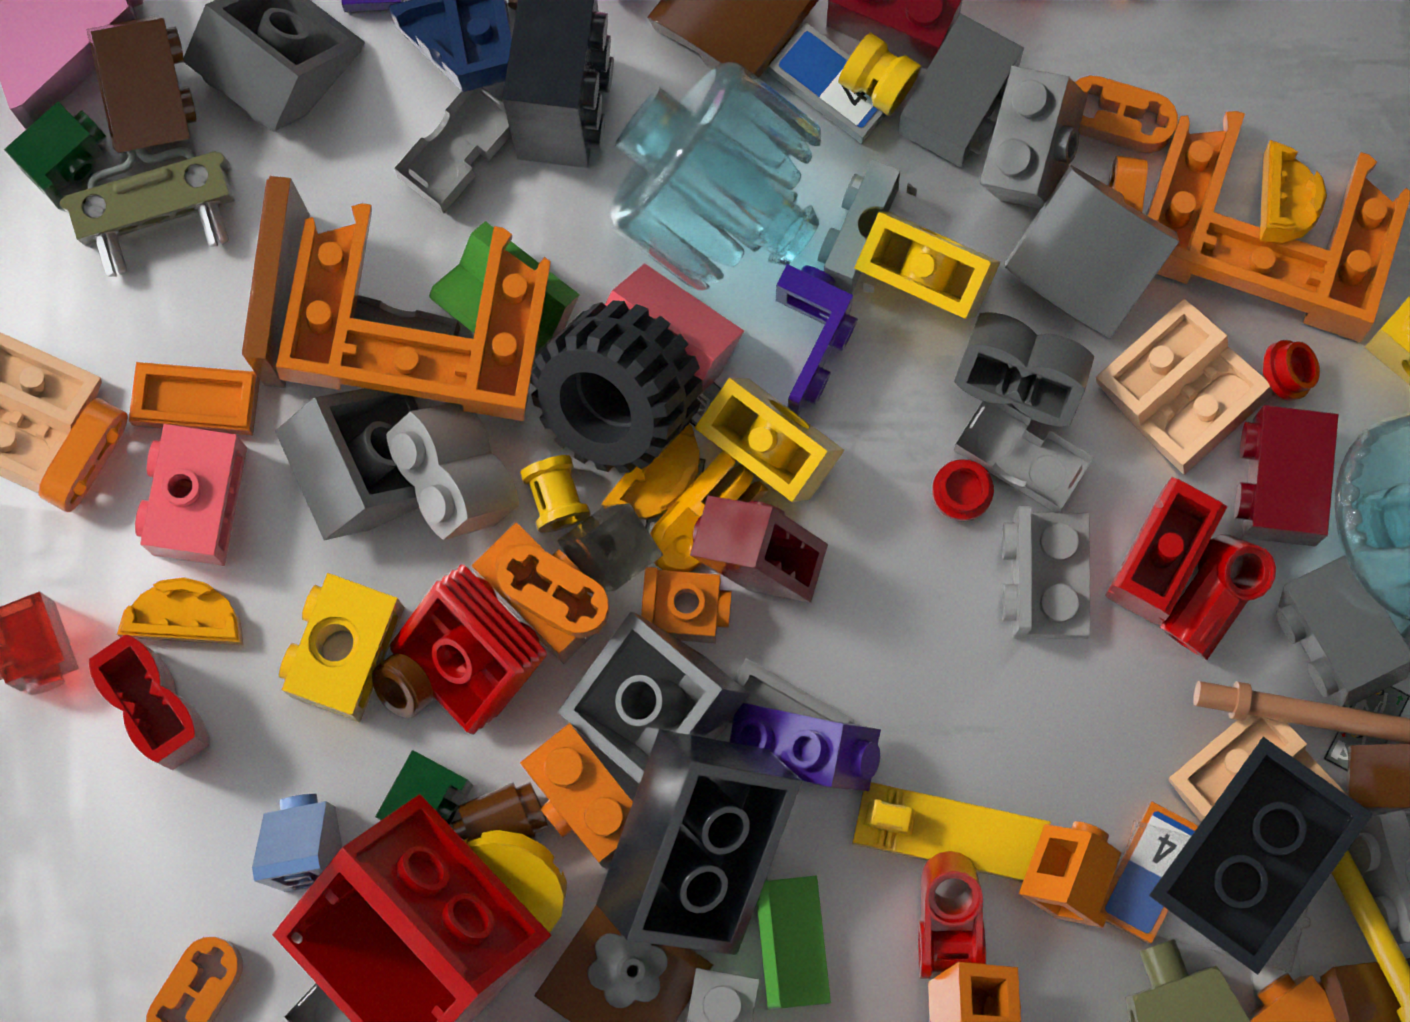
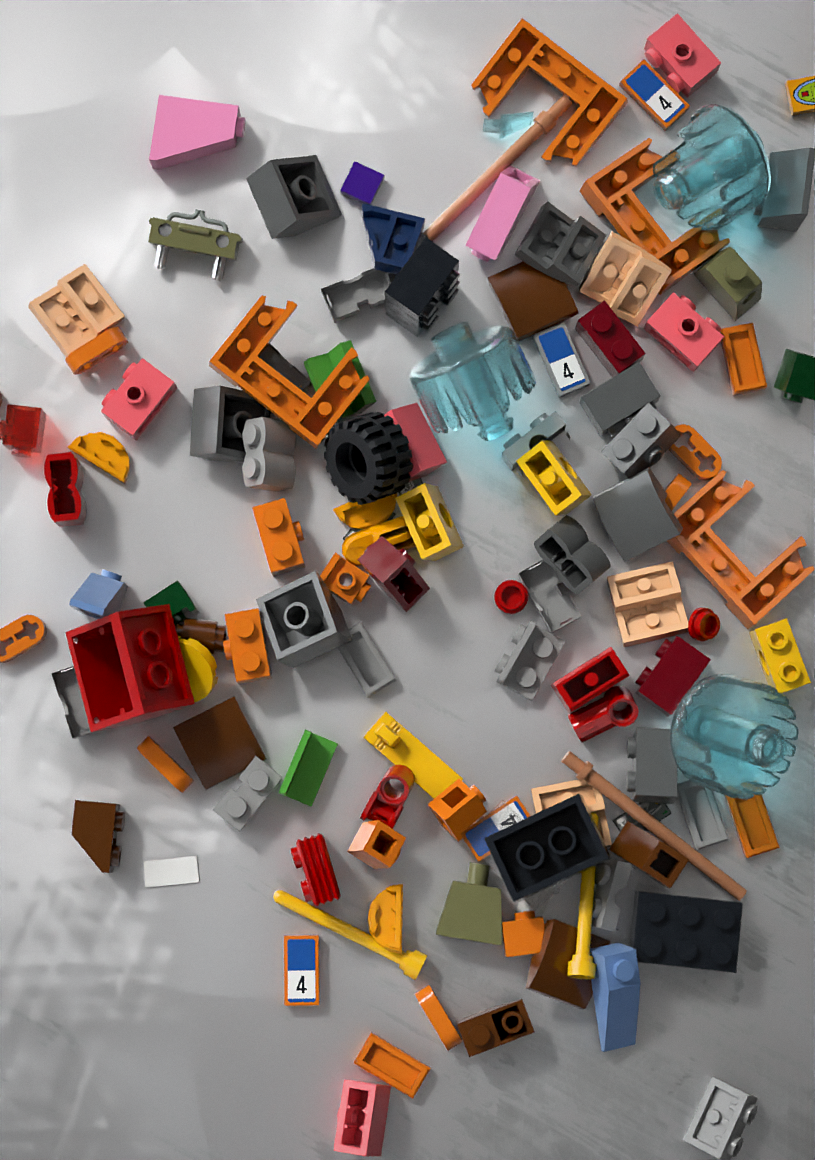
camera: 25 degrees right, 5 degrees up
(57, 150) = (162, 191): dark green brick -> none
(140, 83) = (219, 179): reddish brown brick -> none
(194, 398) = (164, 350): orange tile -> none
(273, 276) = (240, 303): dark orange tile -> none
(347, 683) = (190, 509): yellow brick -> none
(402, 685) = (189, 546): reddish brown tile -> none
(469, 648) = (229, 546): red brick -> none
(555, 493) = (312, 492): yellow bush -> none
(562, 578) = (276, 546): orange beam -> none
(610, 967) = (221, 729): dark grey plant -> none
(611, 546) = (323, 533): clear smoke brick -> none
(698, 843) = (287, 698): black brick -> none
(812, 747) = (364, 680): dark purple bracket -> none
(815, 296) = (491, 461): dark purple bracket -> none
(879, 74) = (583, 370): yellow wheel -> none
(1290, 195) = (753, 538): light orange tile -> none

